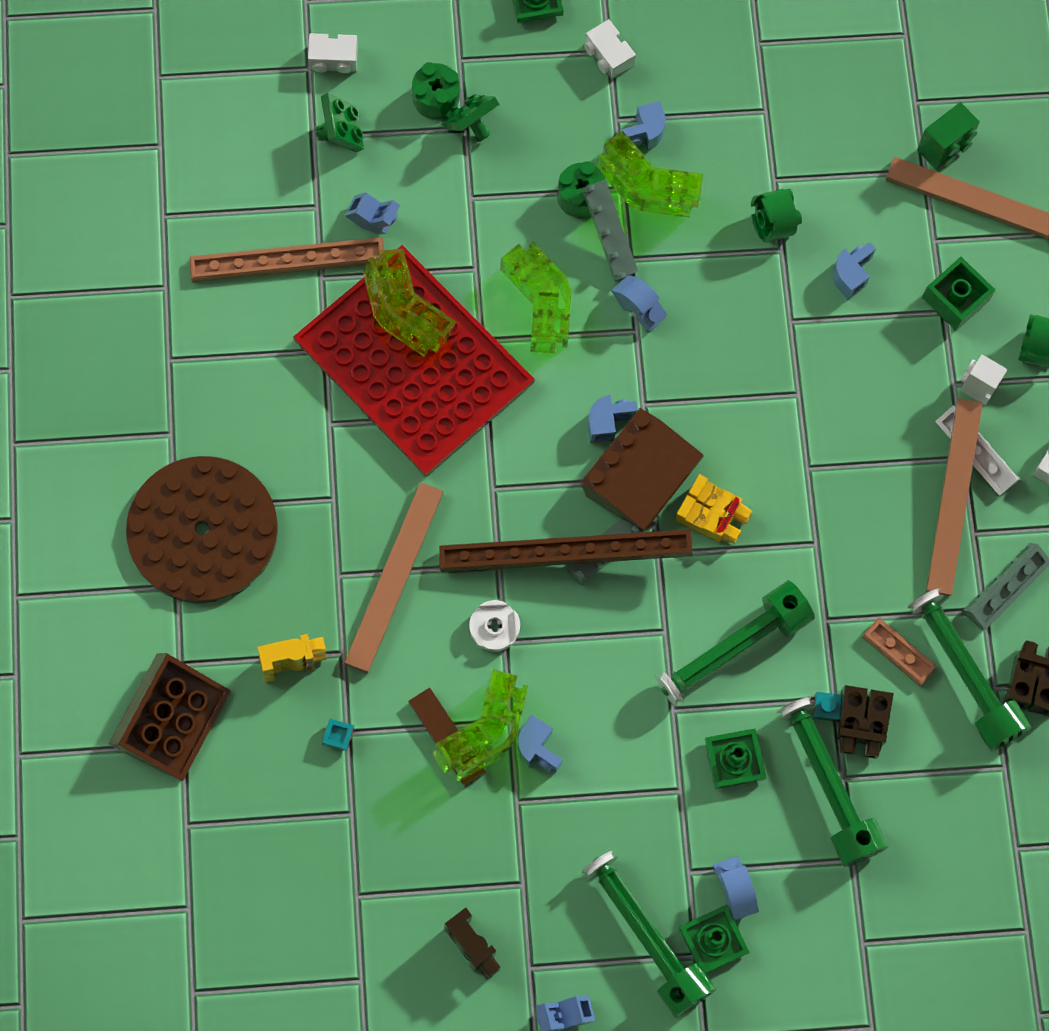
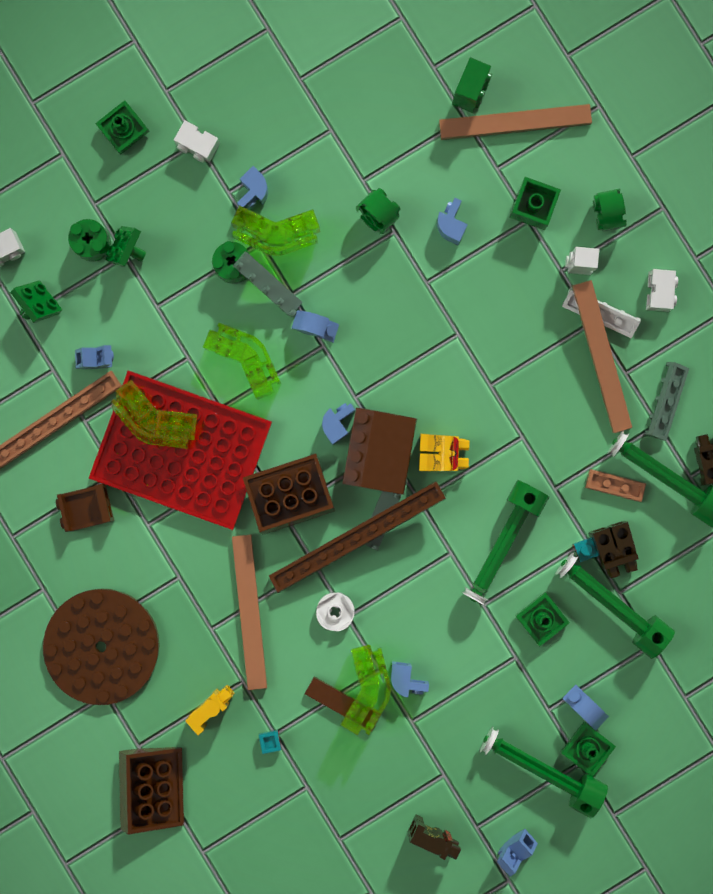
camera: 20 degrees left, 15 degrees up
(270, 368) = (84, 508): none -> reddish brown panel
(511, 467) = (288, 494): none -> reddish brown slope

